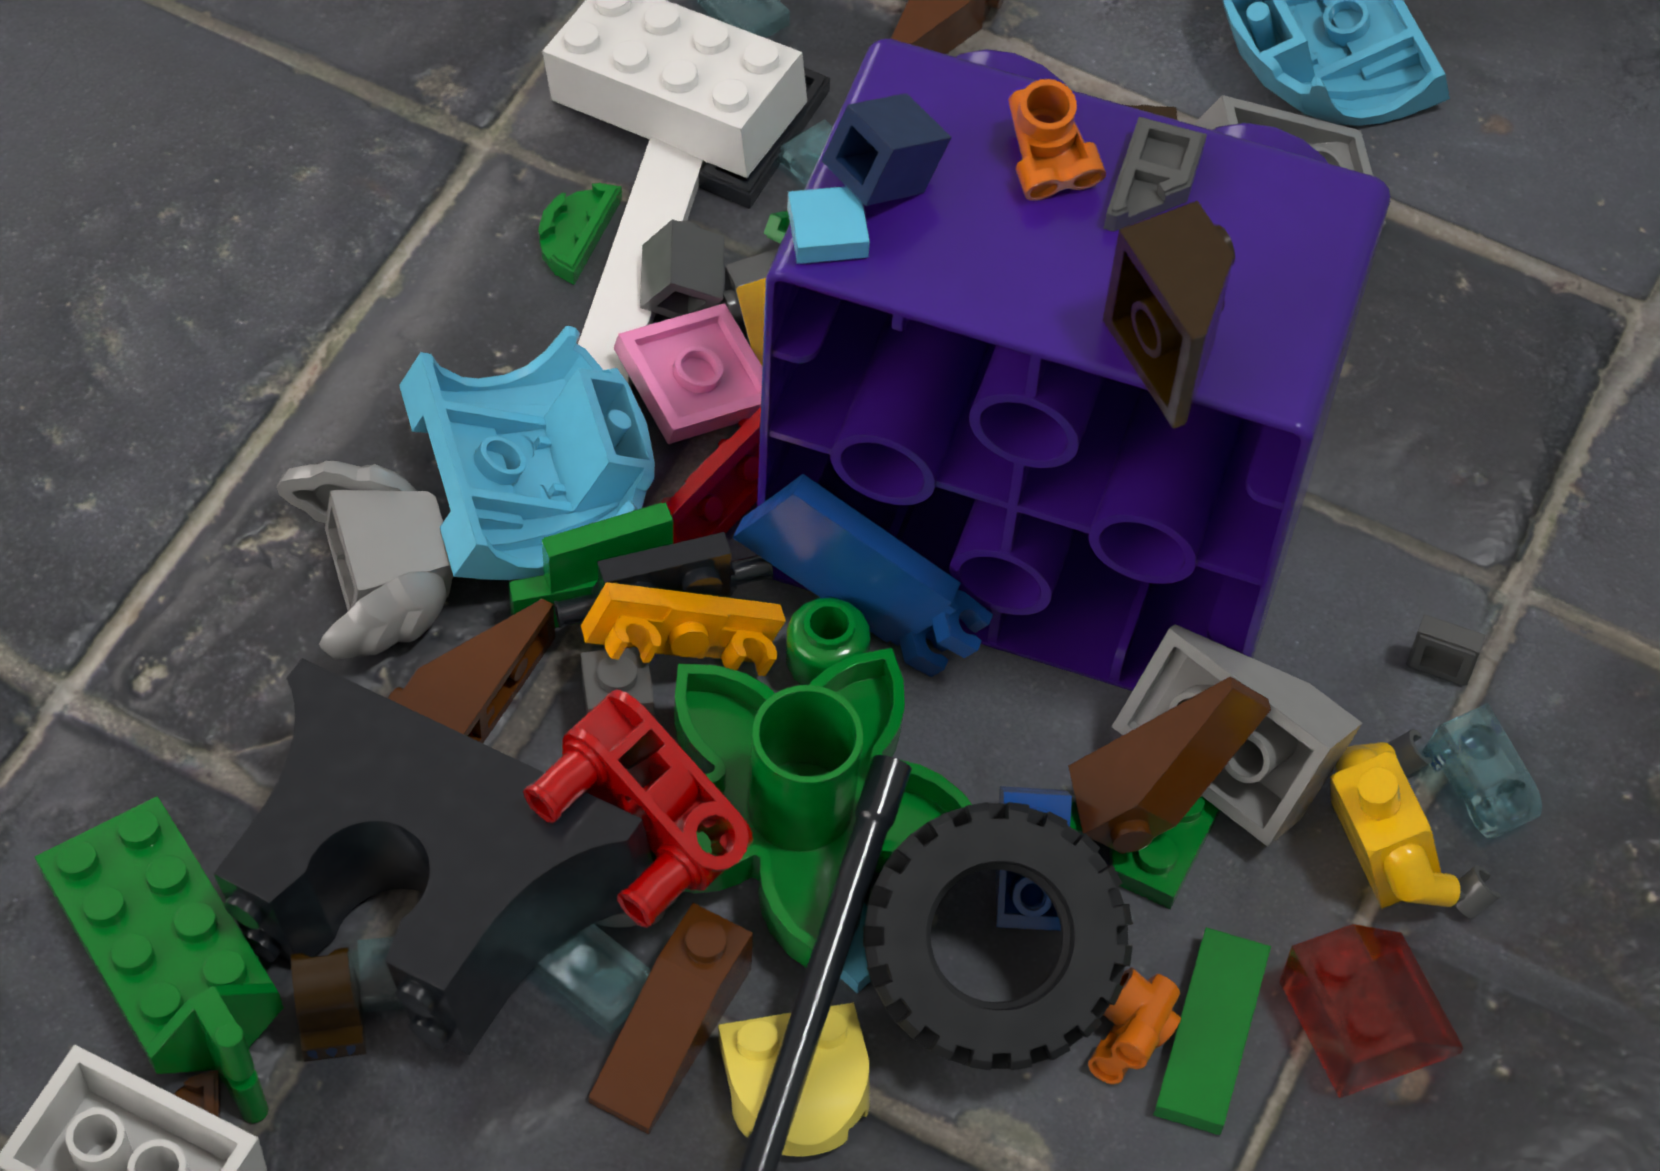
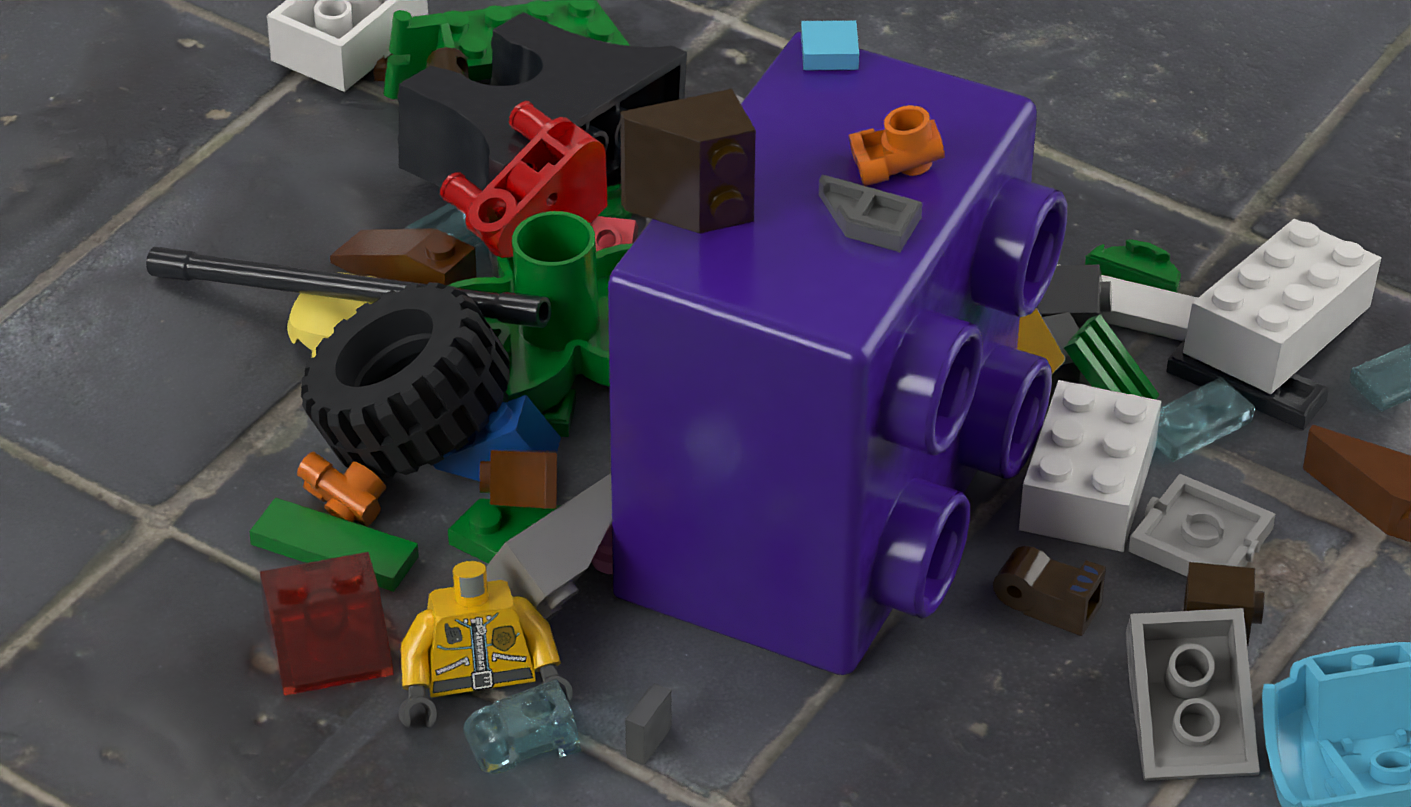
camera: 100 degrees right, 15 degrees down
(886, 149) = (882, 54): dark blue brick -> none

